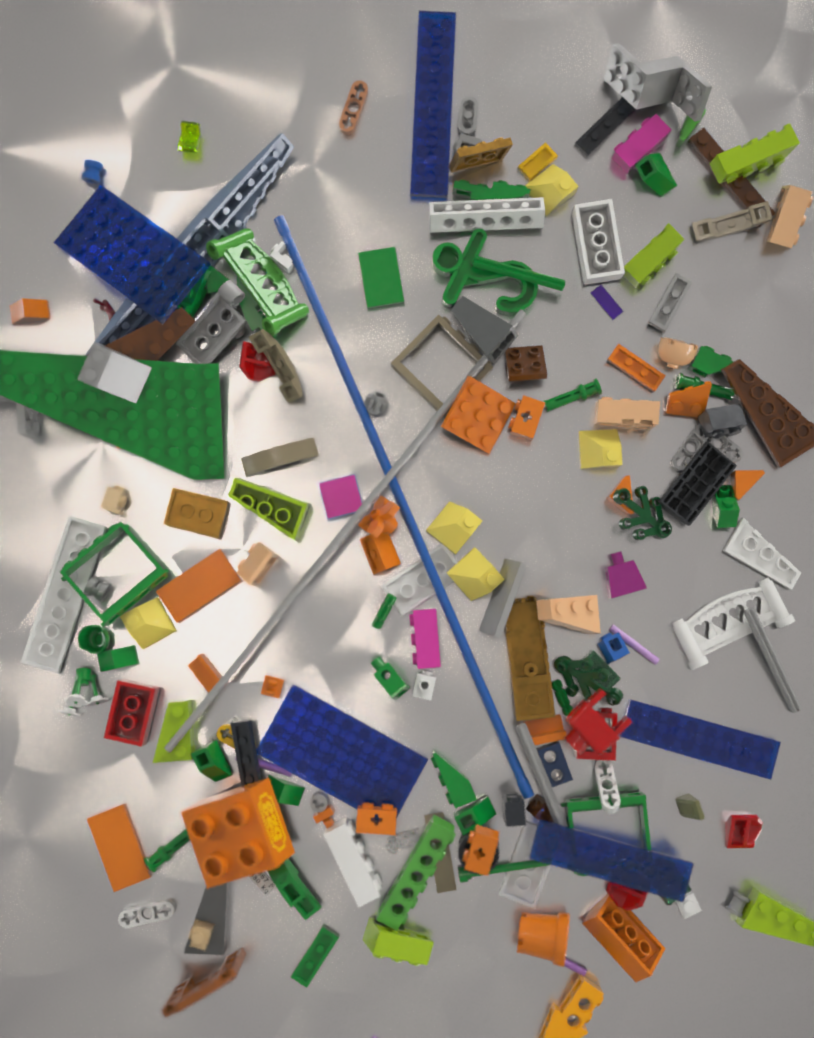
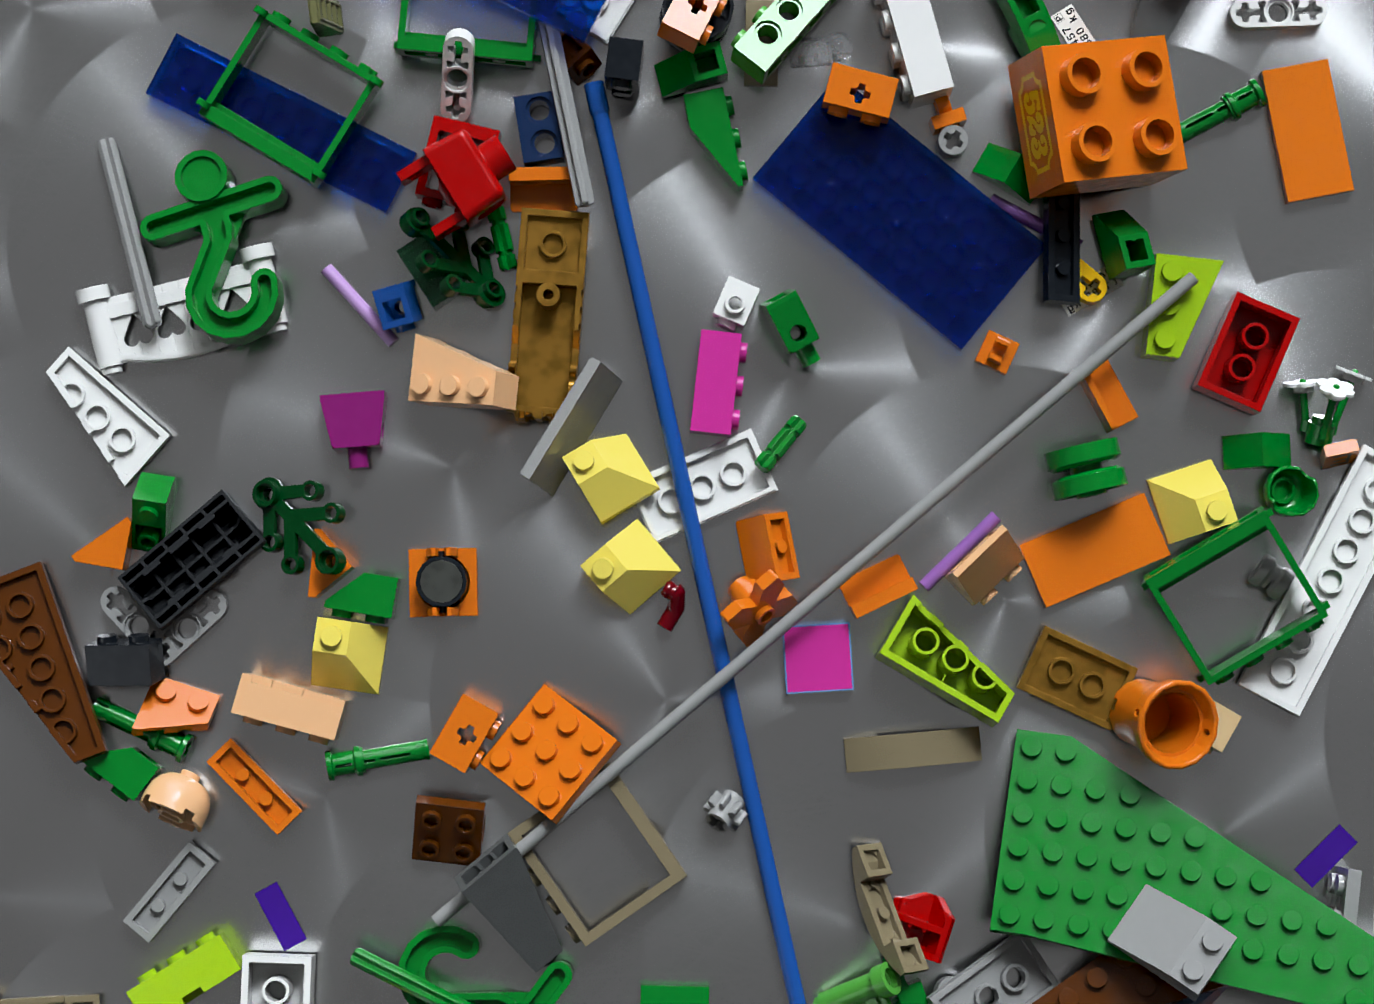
camera: 170 degrees left, 0 degrees up
(43, 442) = (1325, 855): none -> dark purple sticker
(70, 665) = (1339, 453): none -> tile
(140, 495) = (1166, 720): none -> orange piece
(210, 629) = (1086, 471): none -> green wheel
(273, 570) = (960, 551): none -> medium lavender bar
(314, 542) = (877, 586): none -> orange panel
(425, 508) = (676, 605): none -> dark red arm
(556, 498) = (442, 582): none -> piece
(595, 483) = (367, 595): none -> green slope
(711, 727) = (260, 140): none -> green window
(725, 680) = (218, 214): none -> green piece

